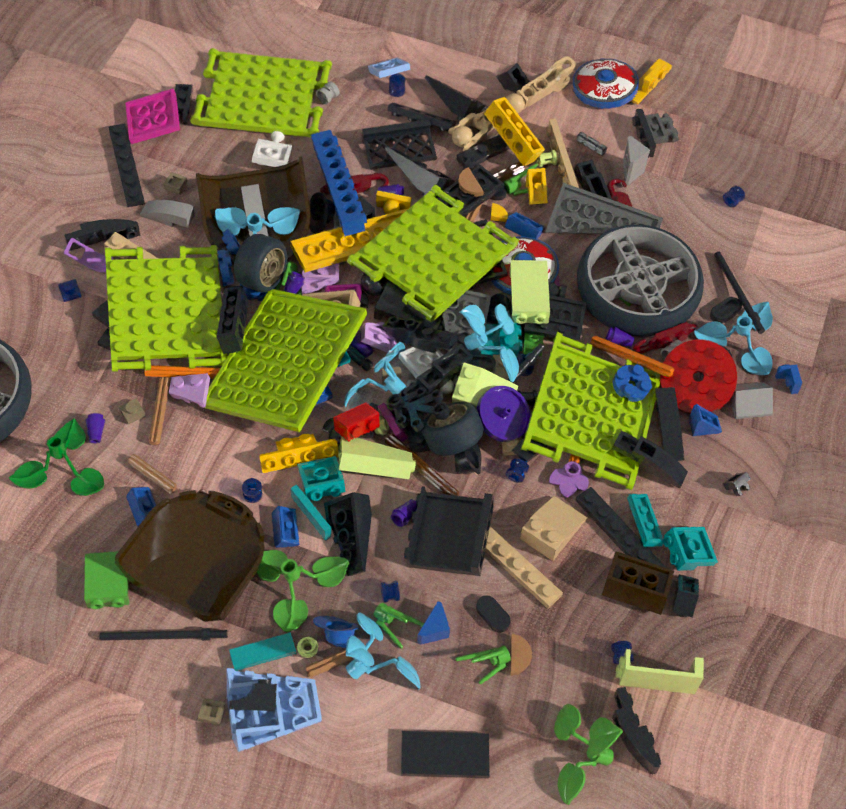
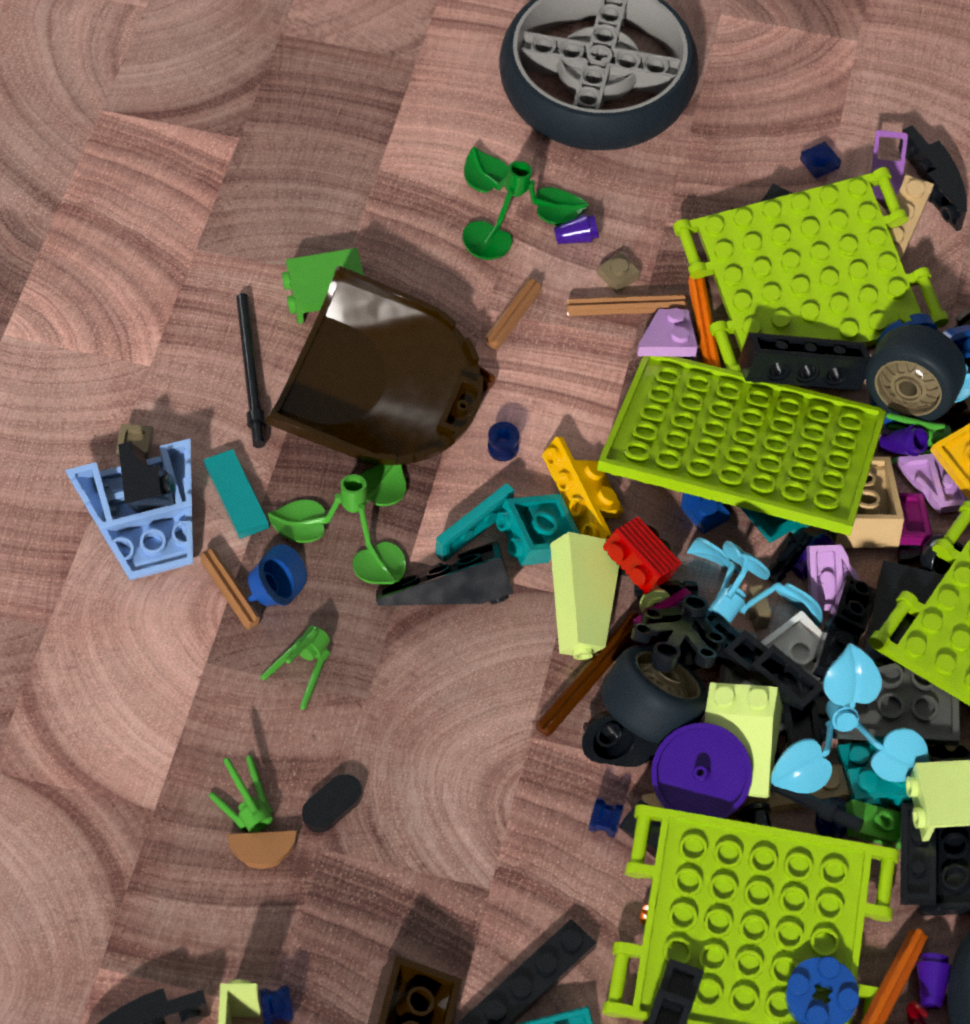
camera: 85 degrees right, 0 degrees up
(140, 502) = (467, 309): blue slope -> none
(285, 527) = (448, 497): blue slope -> none
(307, 641) = (247, 541): yellowish green plate -> none
(363, 659) = (208, 588): medium azure plant -> none
(390, 591) = (350, 646): clear blue wheel -> none
(403, 513) = (497, 654): dark purple cone -> none
(435, 627) = (299, 715): blue slope -> none
(445, 754) = (86, 753): black tile -> none
(449, 533) = (465, 718): black panel -> none
(522, 570) = (433, 825): tan plate -> none
(552, 527) = (506, 883): tan slope -> none
(569, 481) = (603, 907): medium lavender plate -> none
(602, 736) = (79, 938): bright green plant -> none

